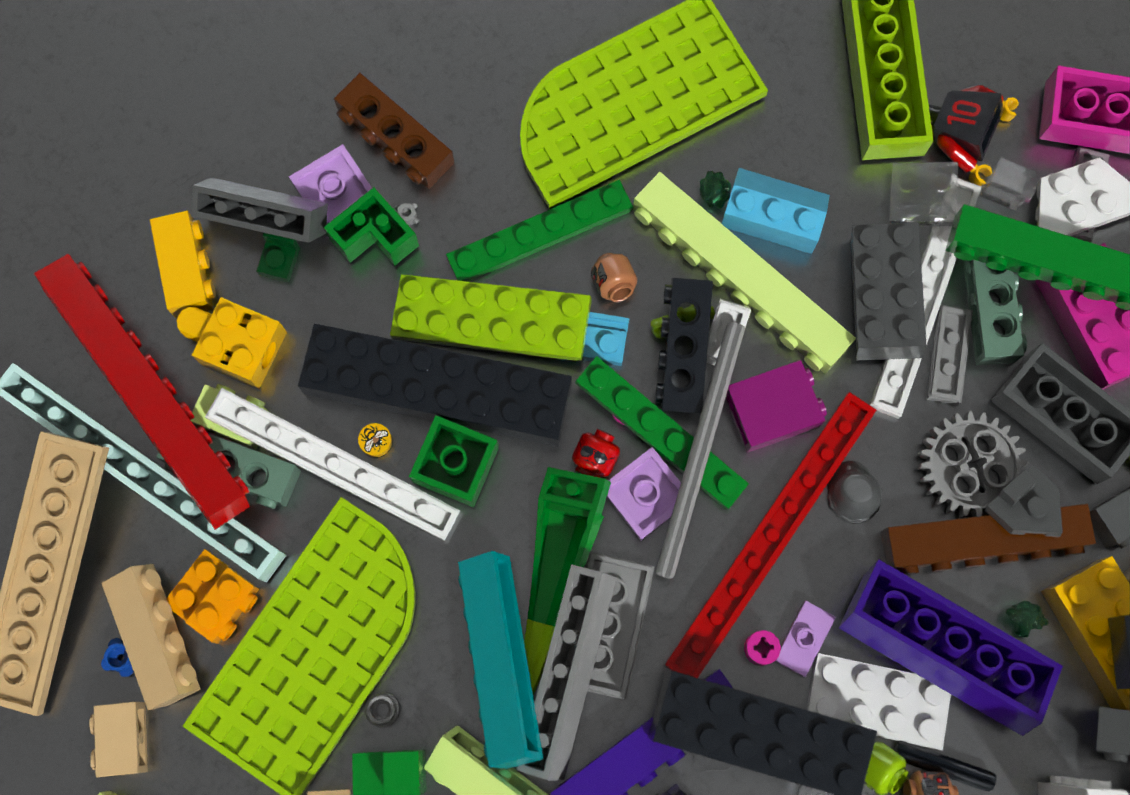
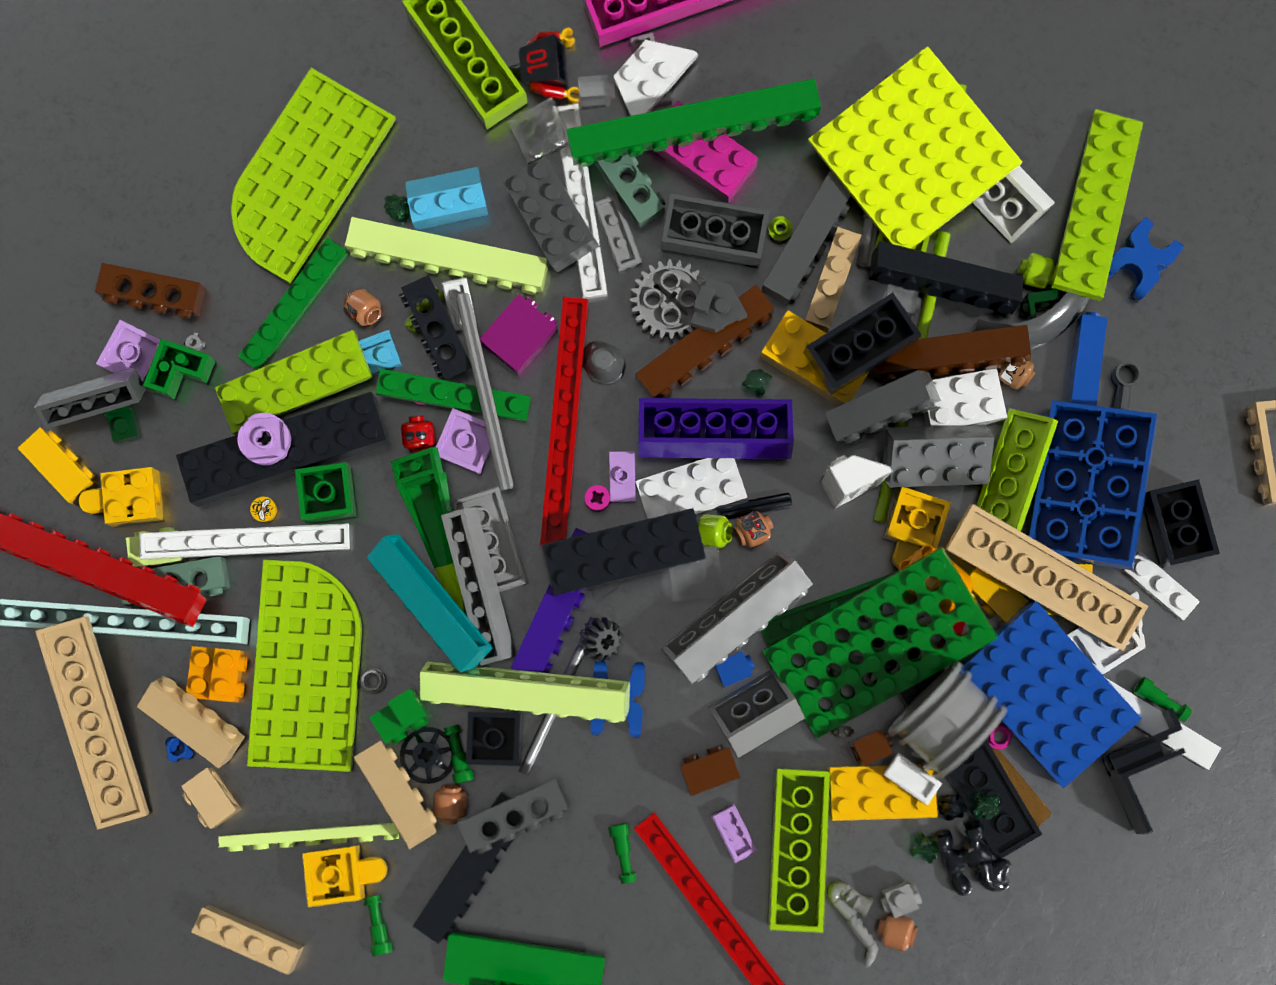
camera: 30 degrees left, 5 degrees up
(416, 343) = (252, 430): none -> lavender plate

